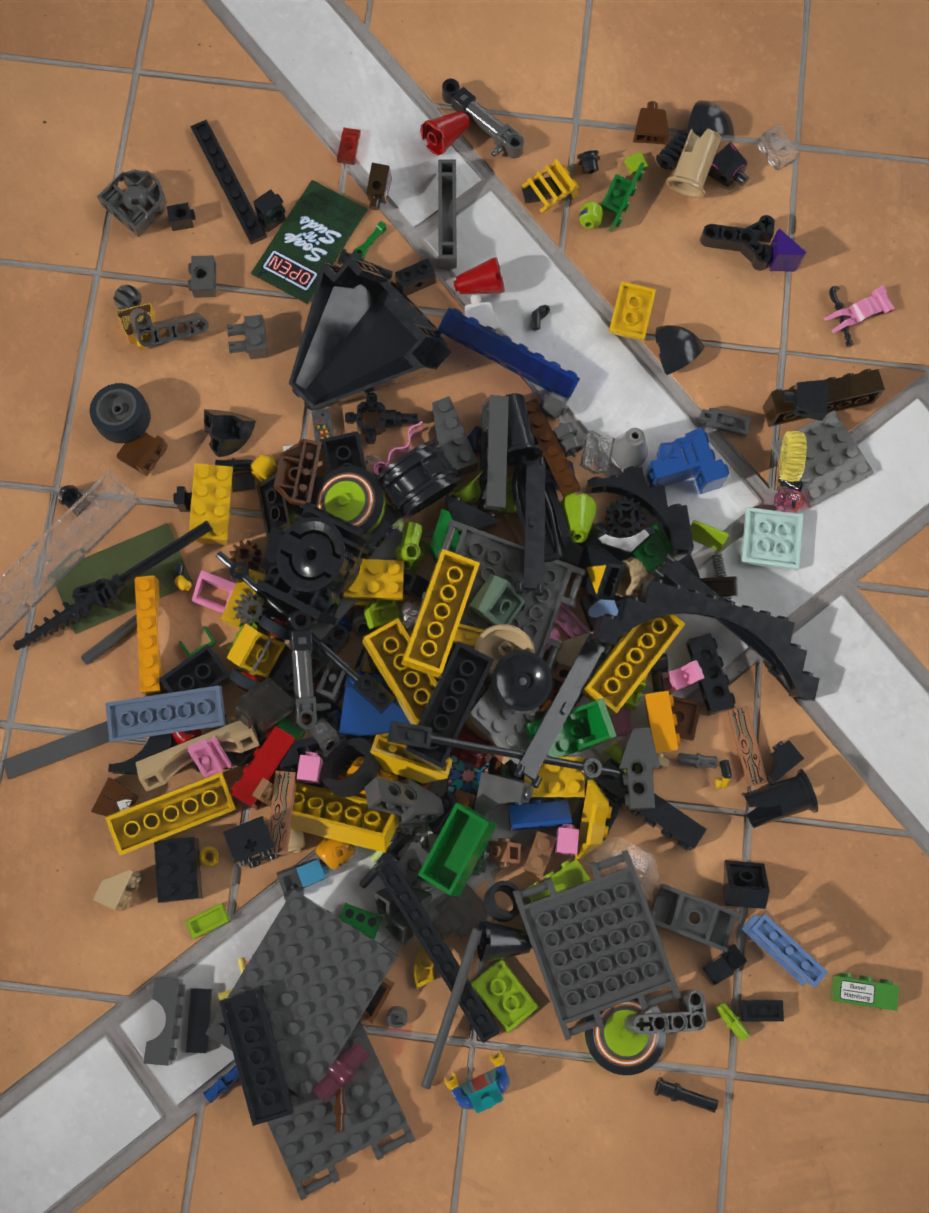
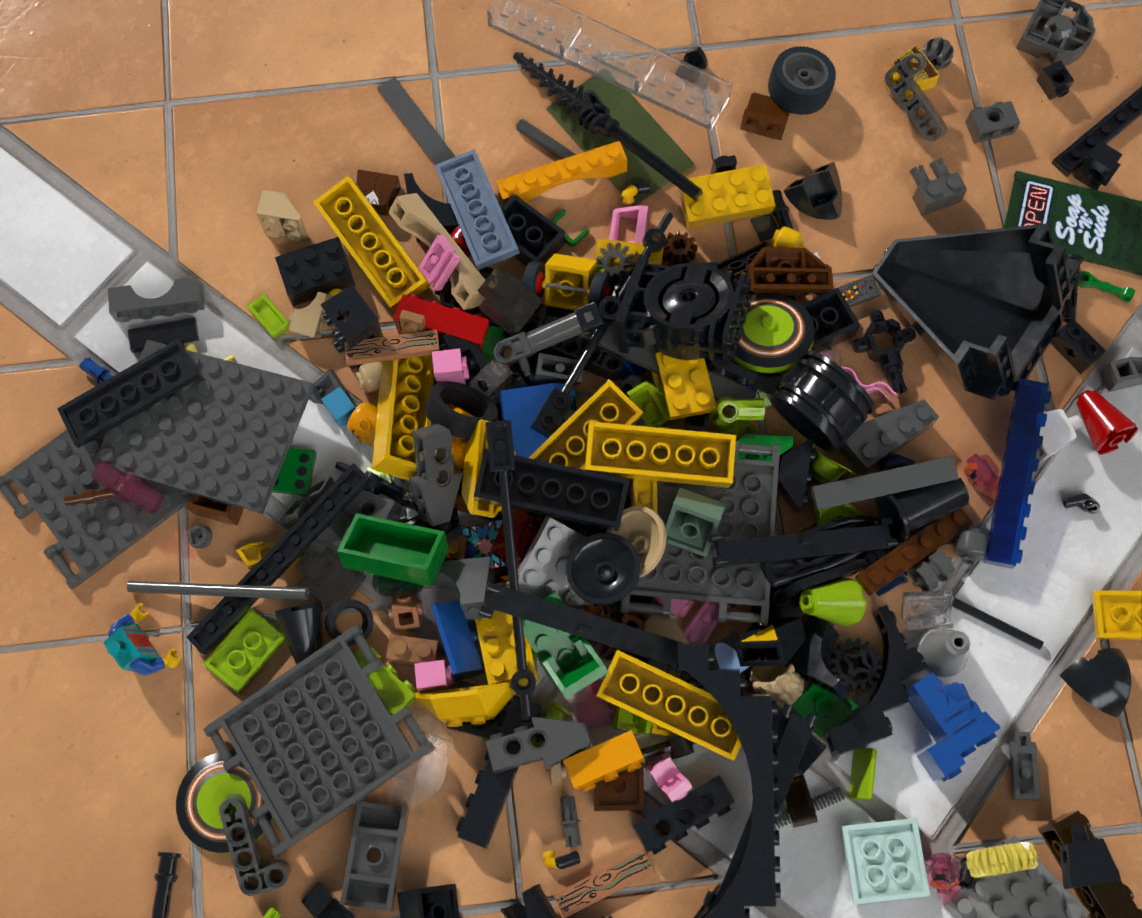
camera: 80 degrees right, 5 degrees down
(224, 885) = (309, 319): none -> tan arch
(497, 379) = (981, 470): none -> clear pink head
(615, 407) = (998, 624): none -> black bar

